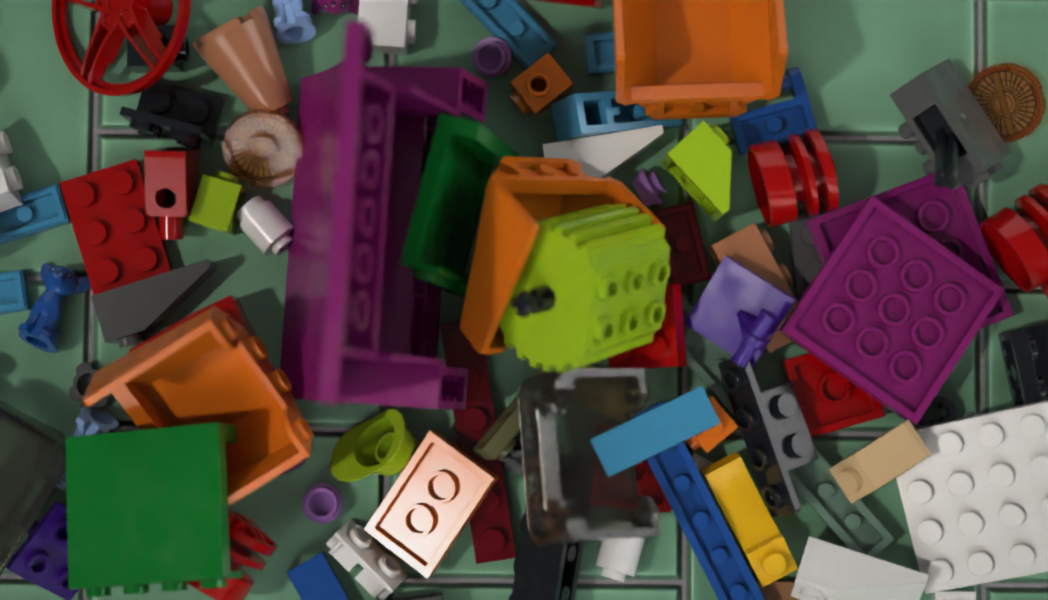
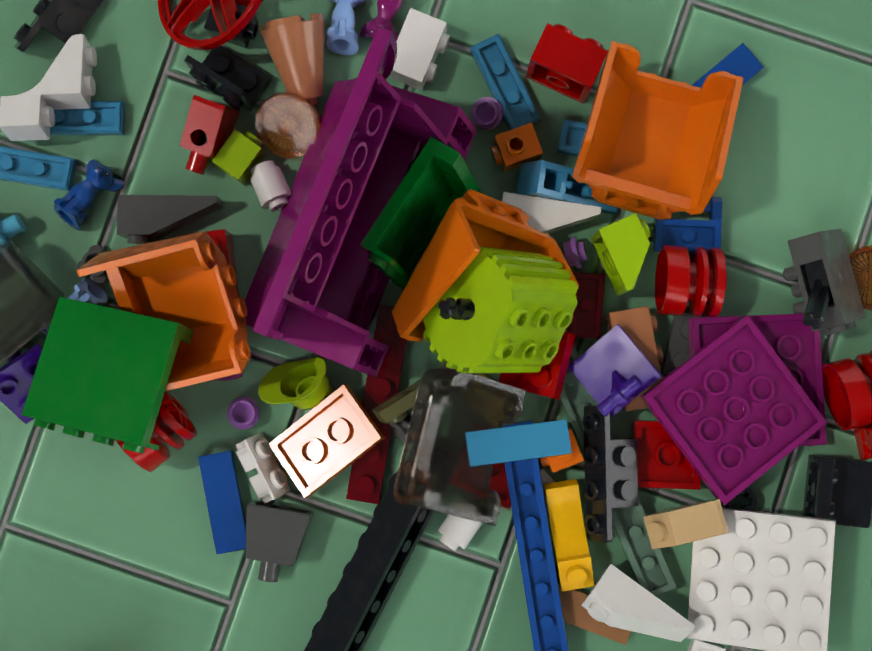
camera: 20 degrees right, 0 degrees up
(113, 228) = (152, 150): red plate -> none

